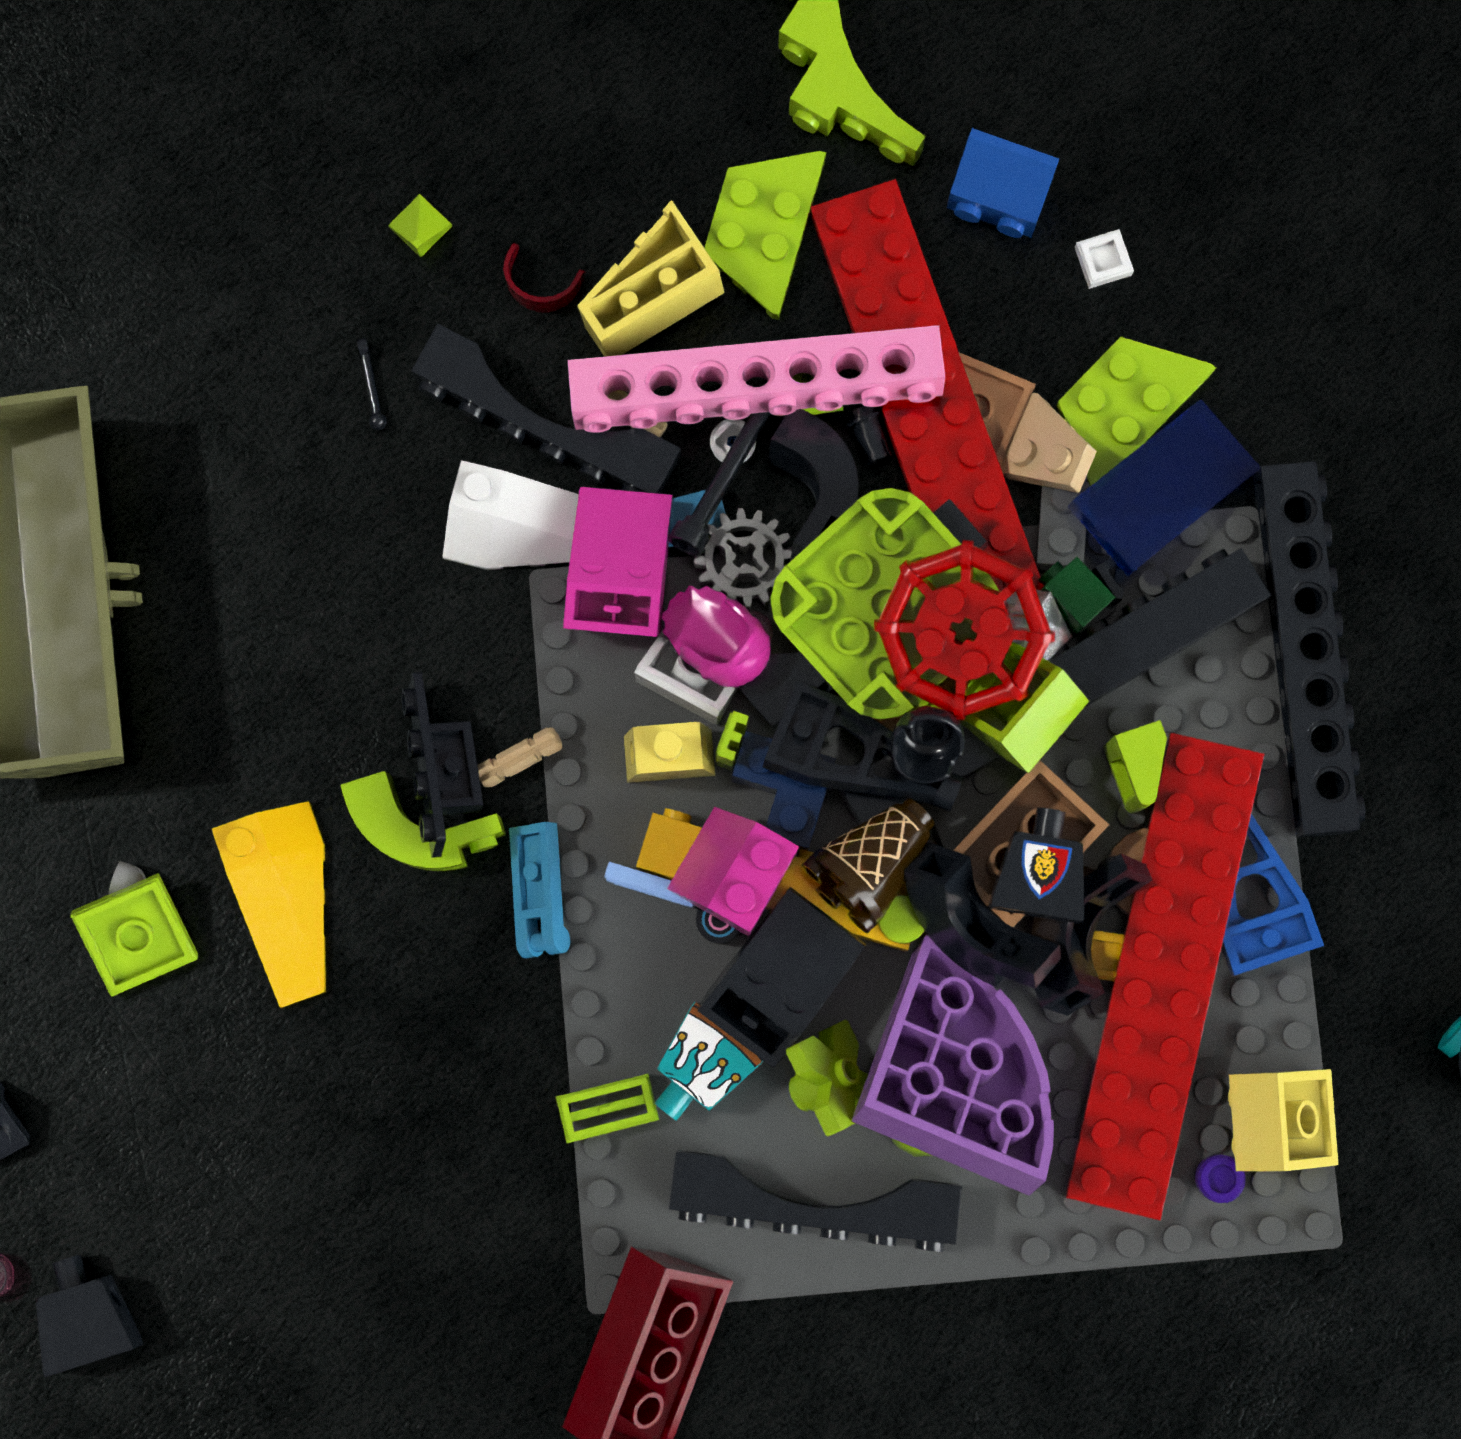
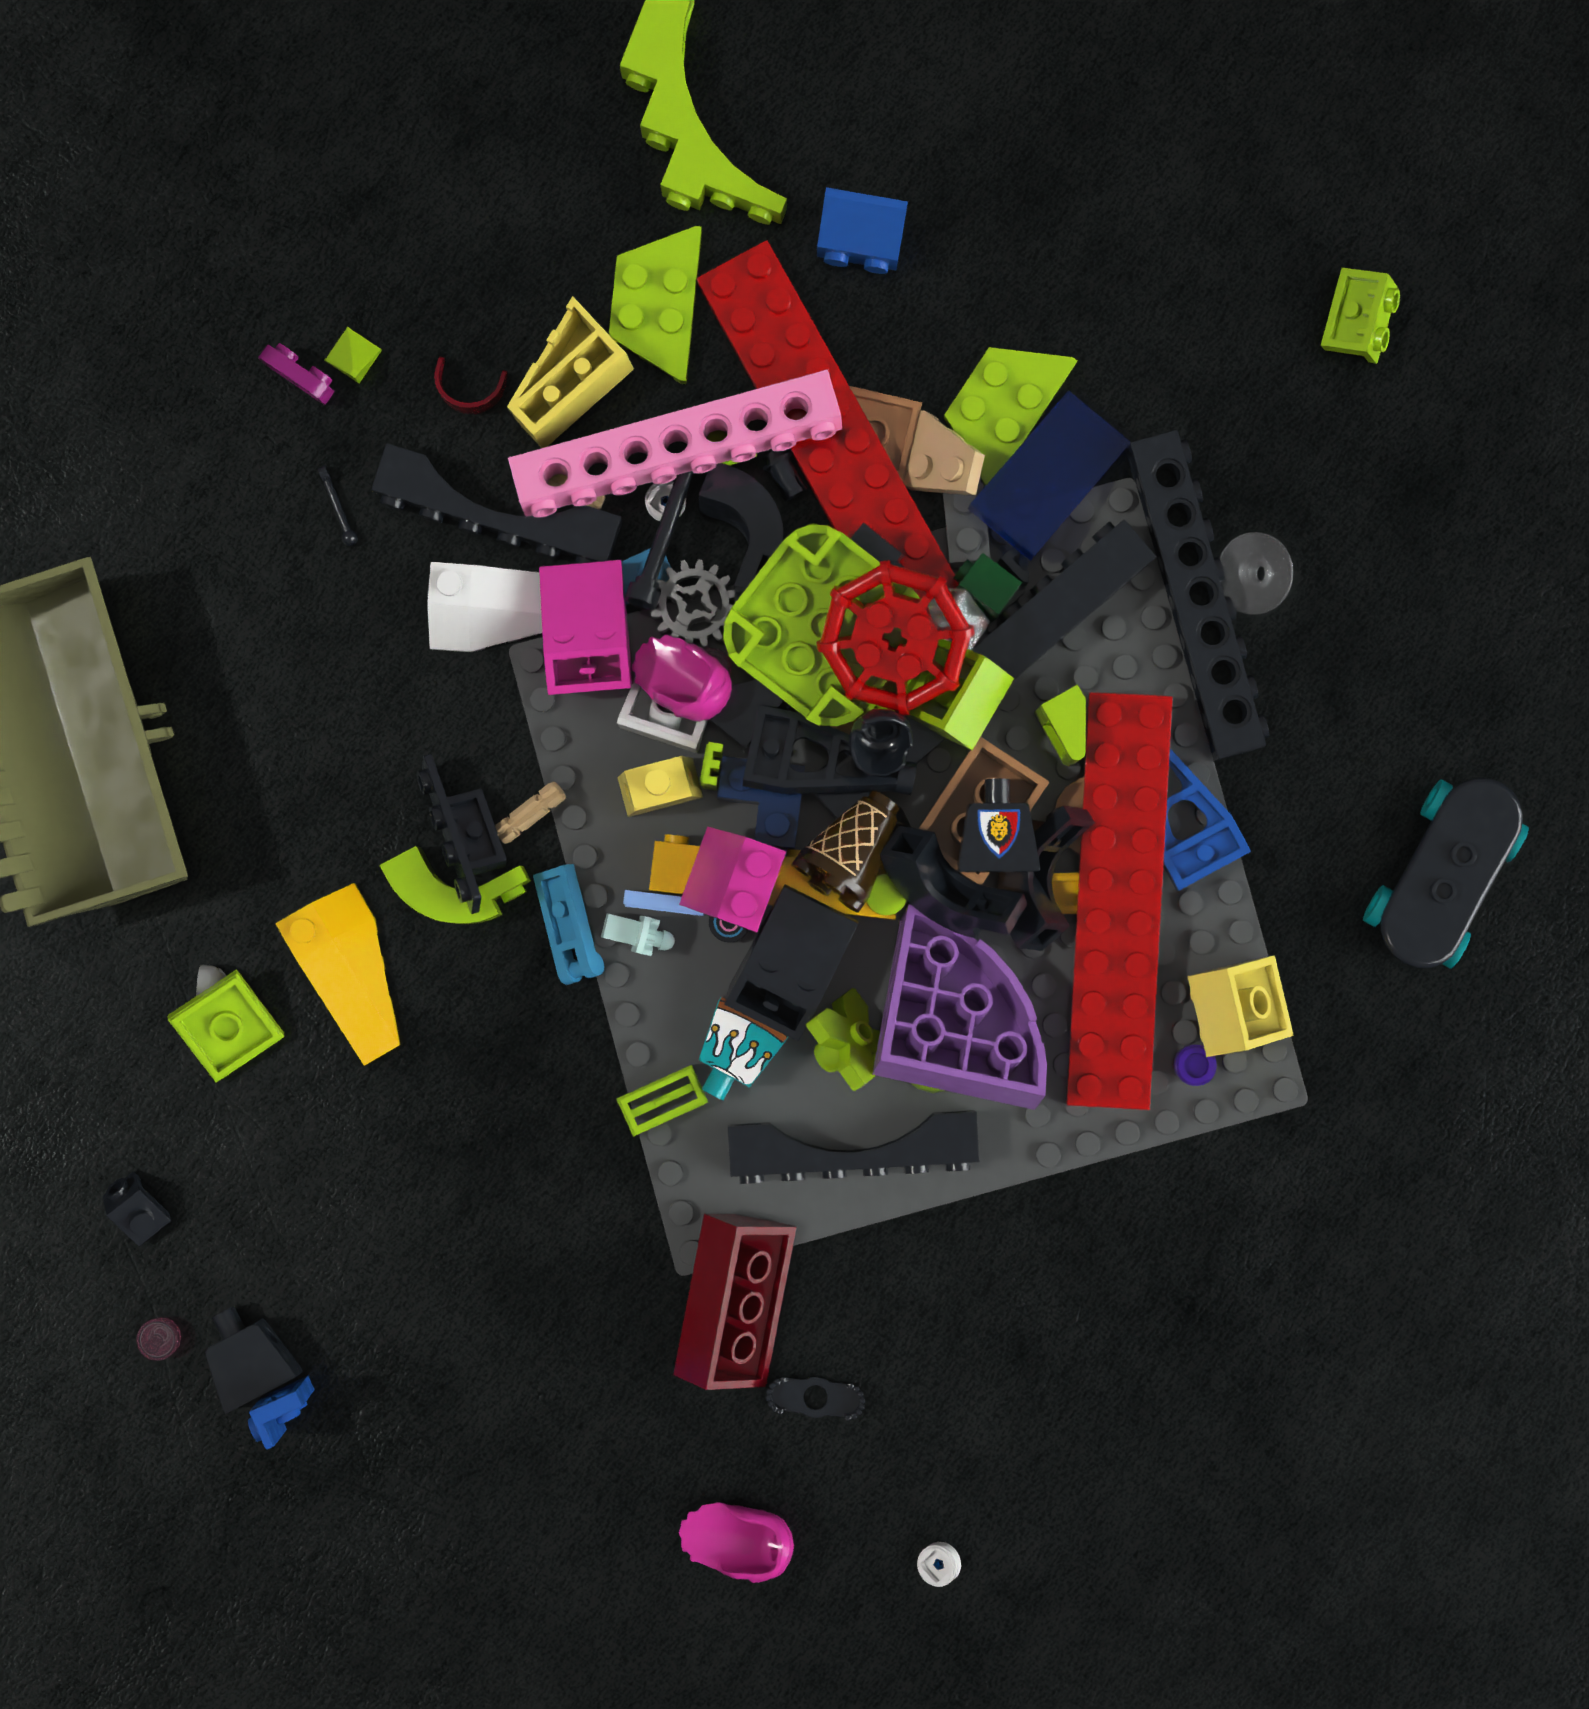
camera: 15 degrees left, 5 degrees up
(101, 1381) = (277, 1408): none -> blue bracket
(343, 221) = (284, 363): none -> magenta plate
(617, 915) = (639, 934): none -> light aqua piece
(1104, 258) = (963, 279): white tile -> none
(1364, 619) = (1240, 564): none -> clear dish

